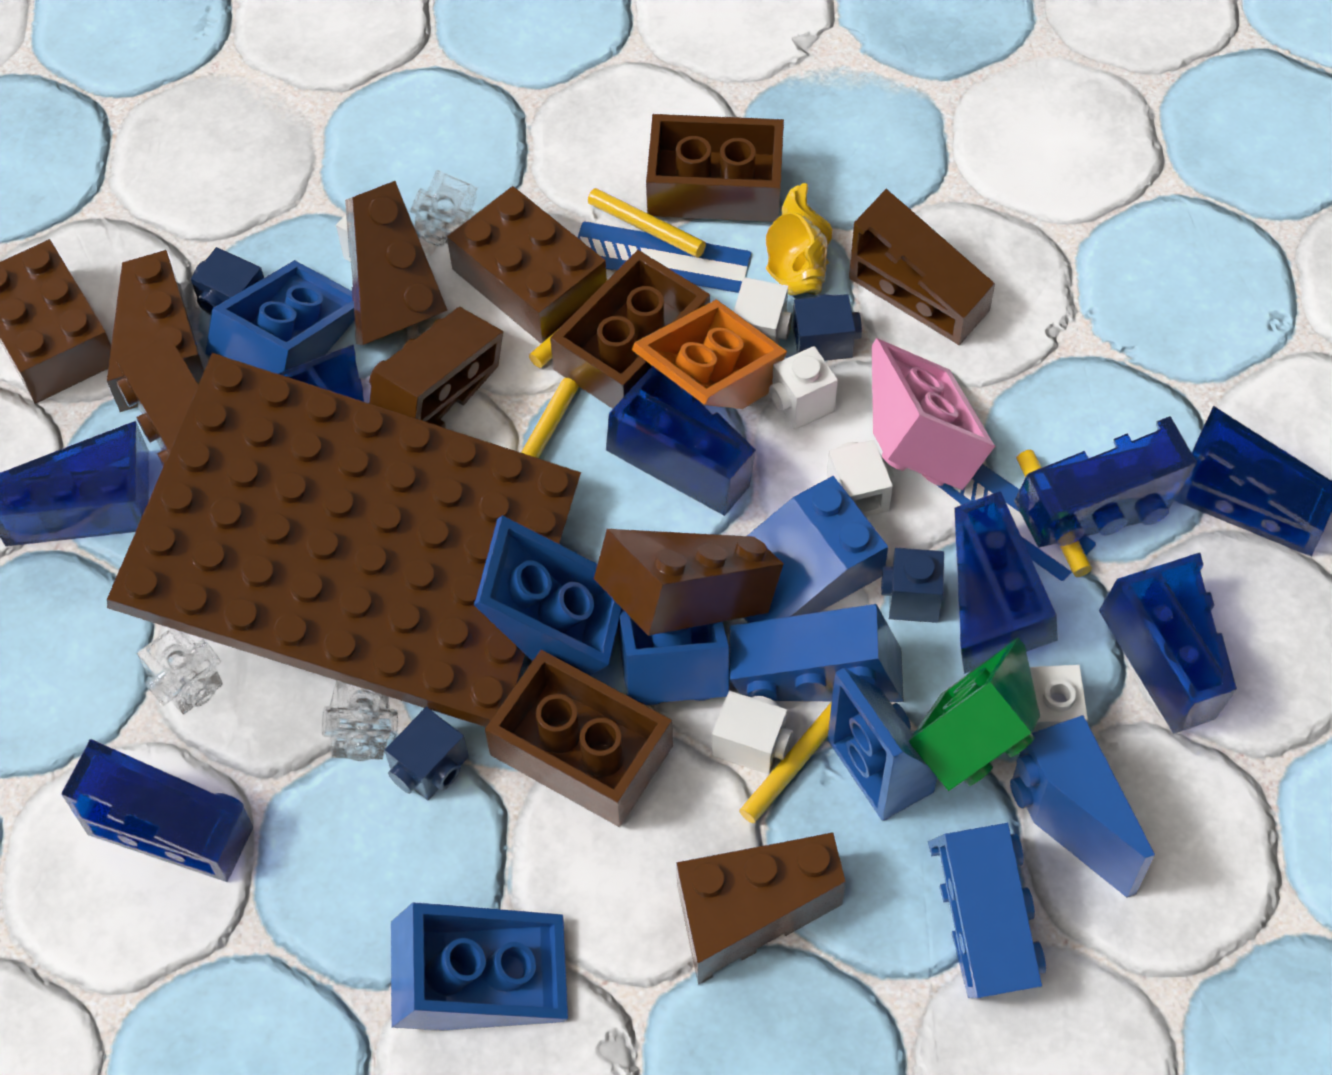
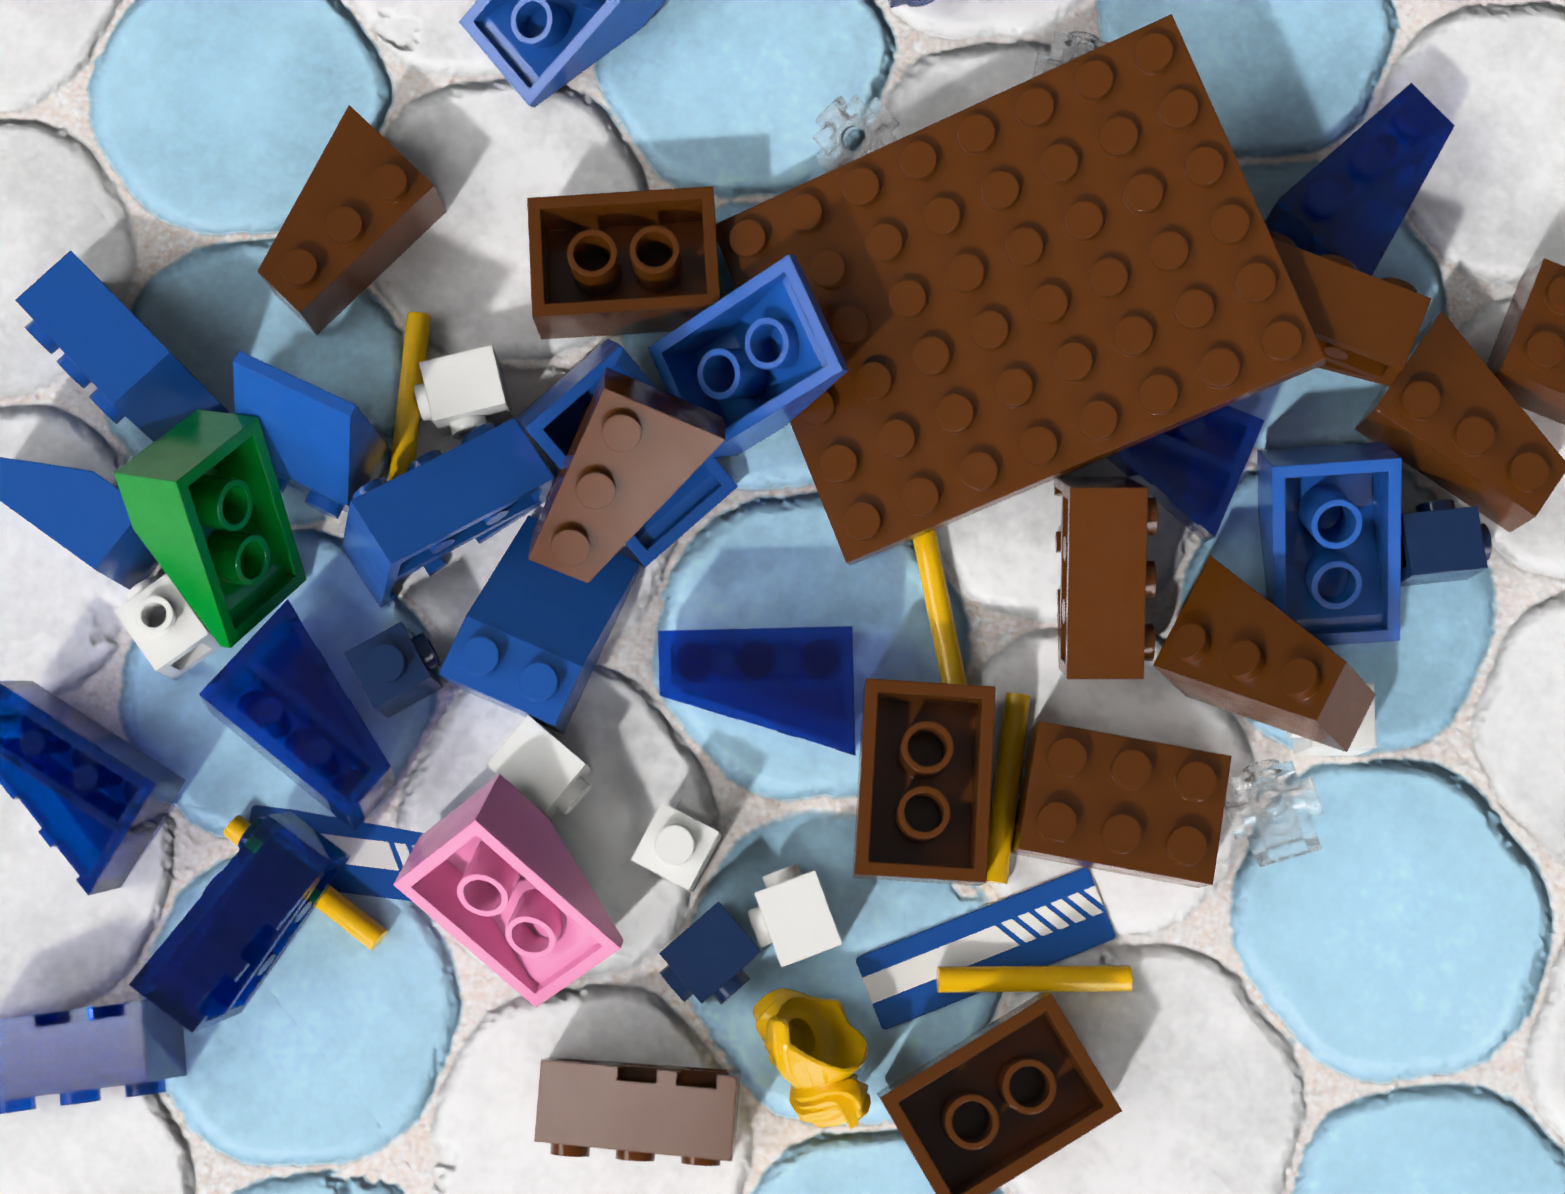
camera: 145 degrees right, 20 degrees up
(426, 755) = (767, 156): dark blue brick -> none
(714, 356) = (790, 775): orange slope -> none

